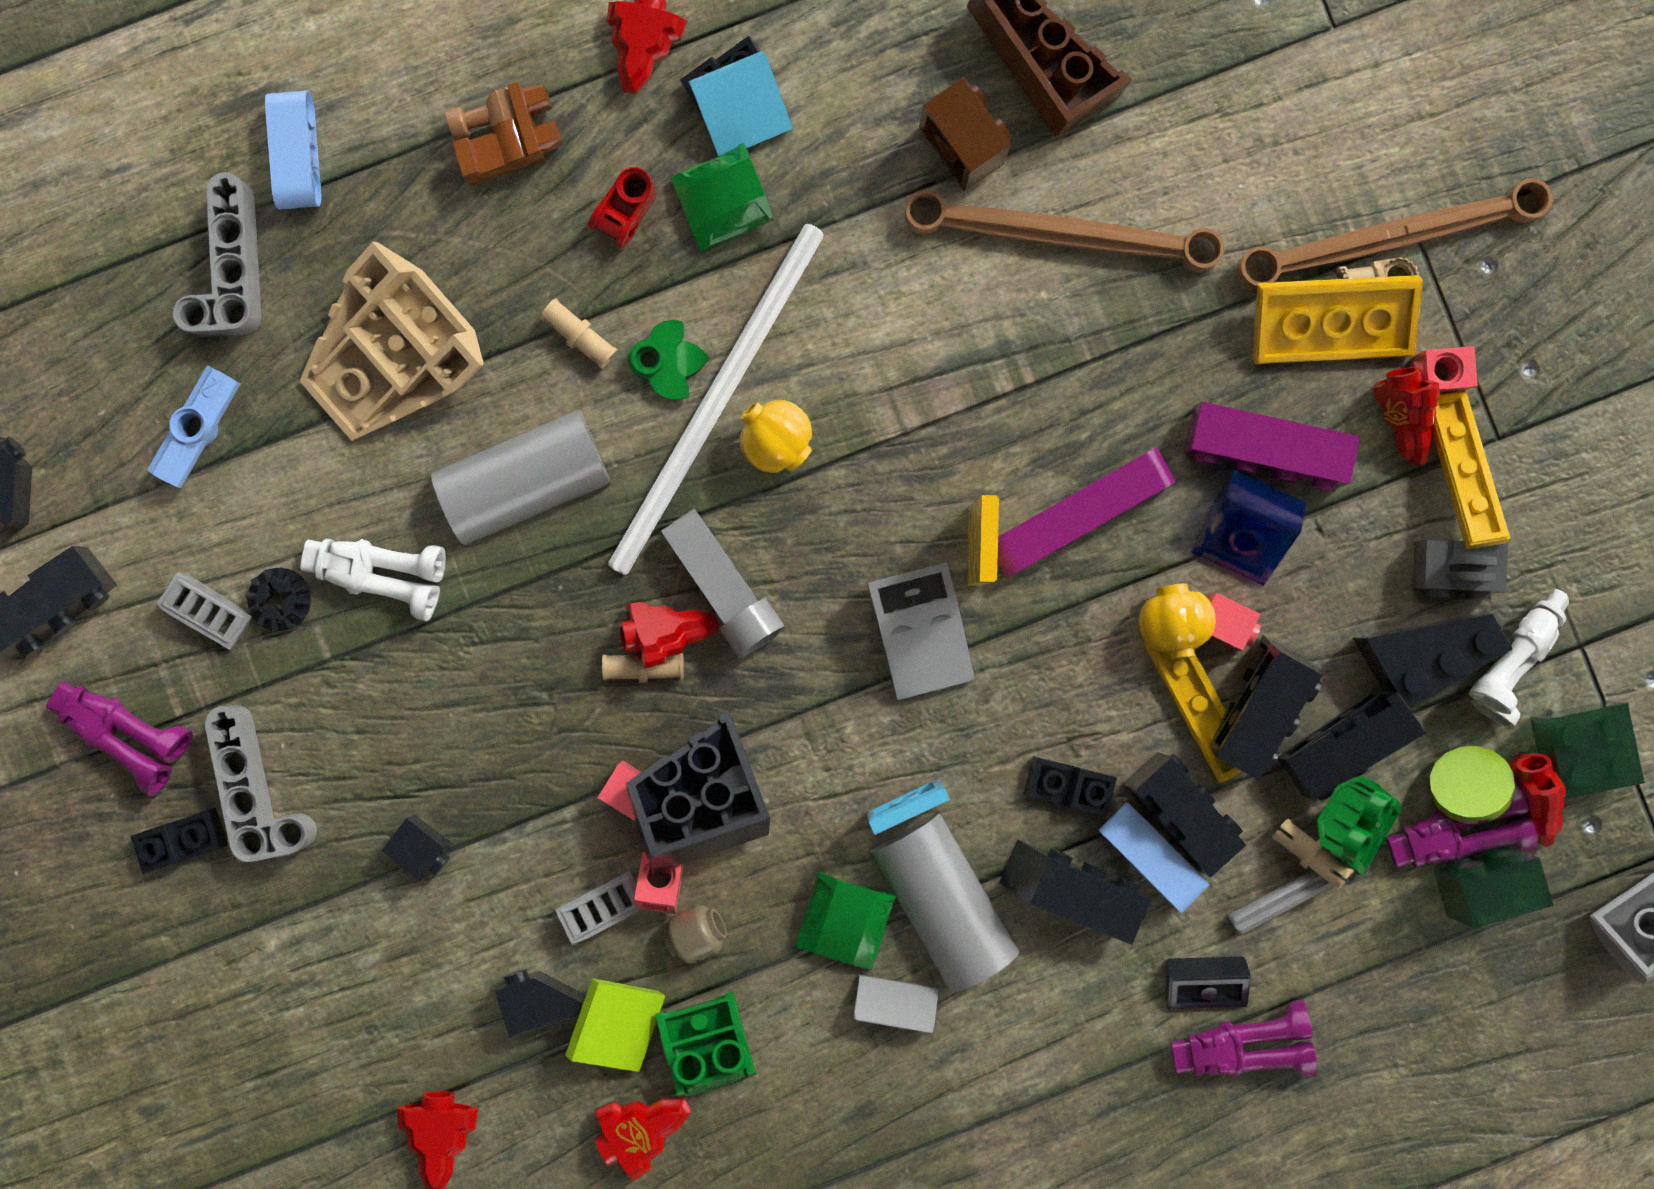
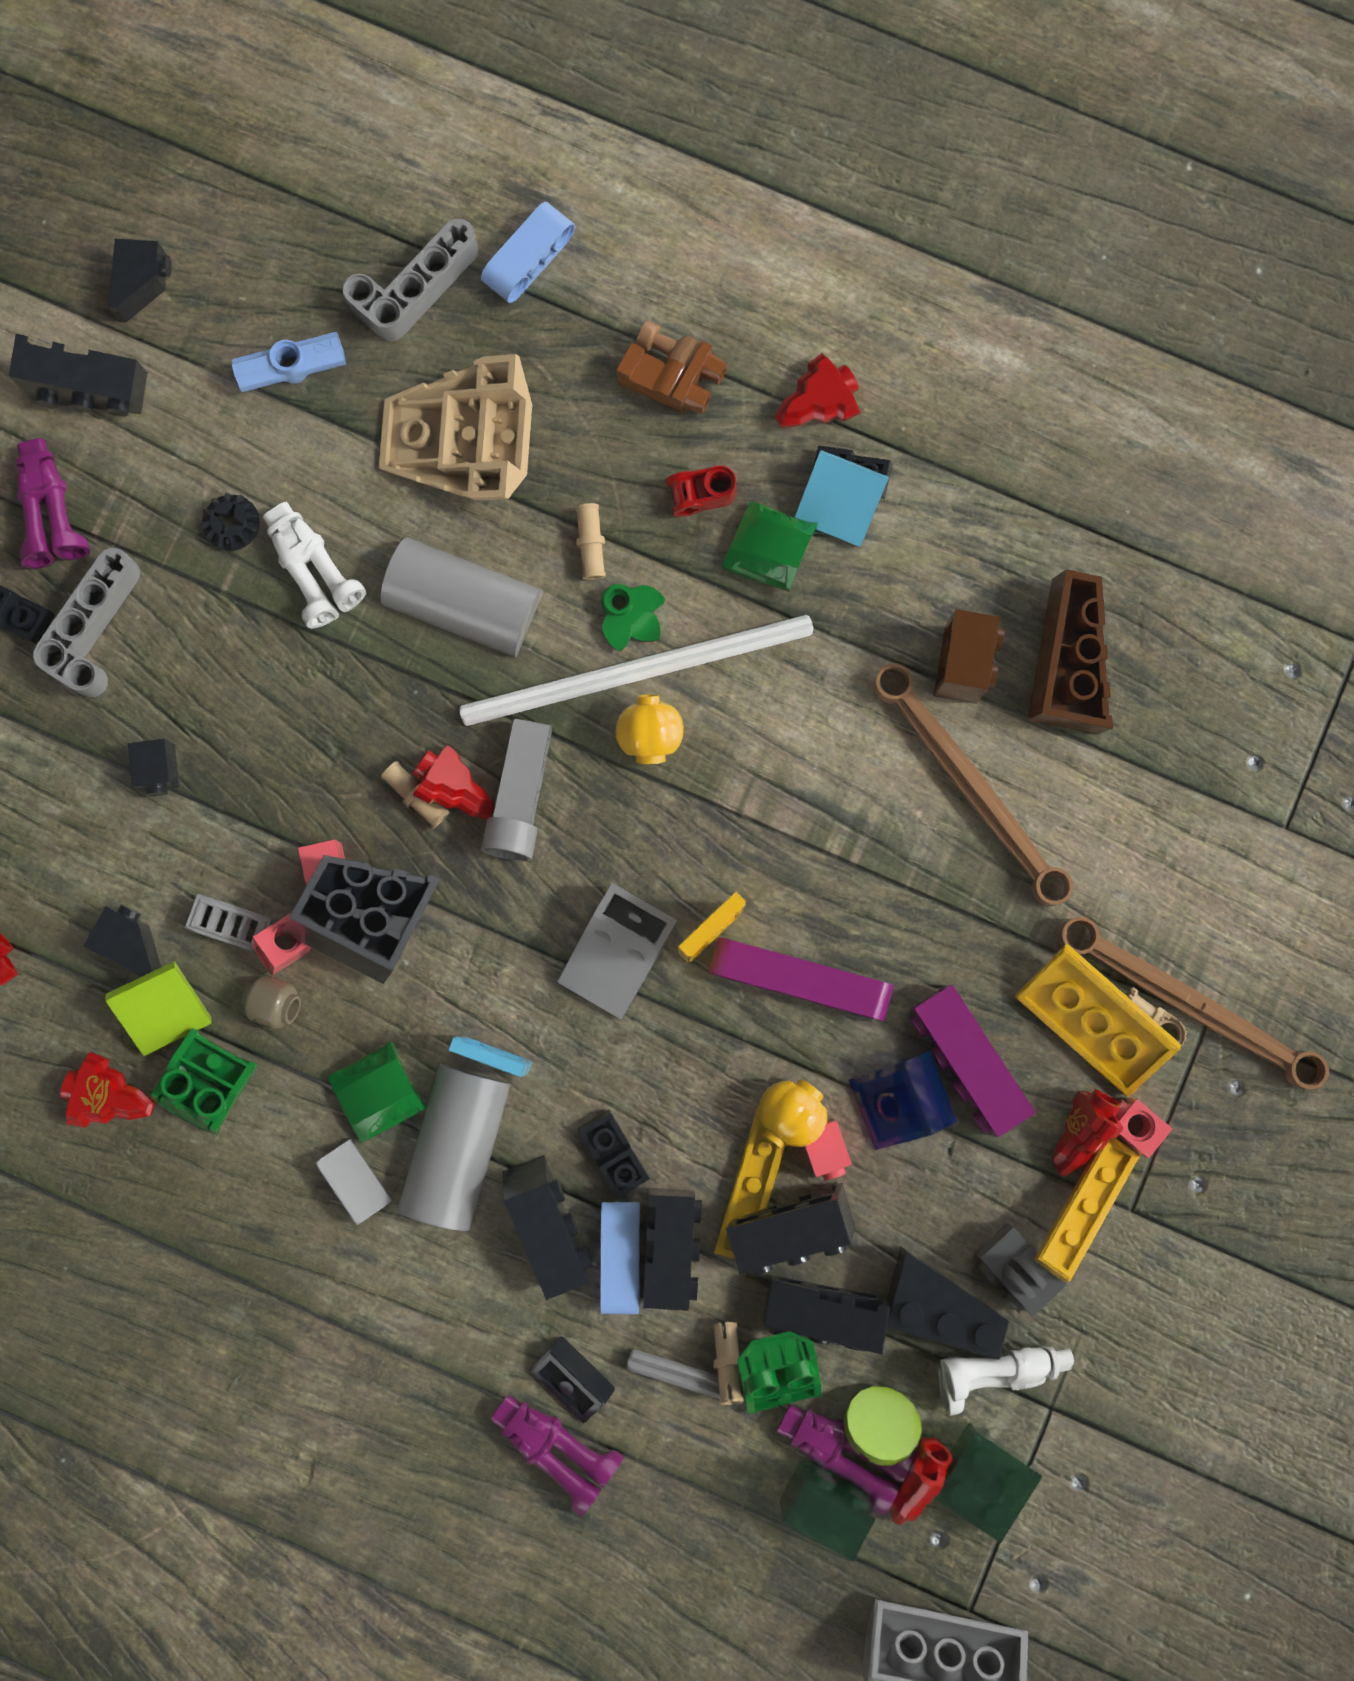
camera: 50 degrees right, 5 degrees down
(175, 591) = (169, 453): light grey slope -> none

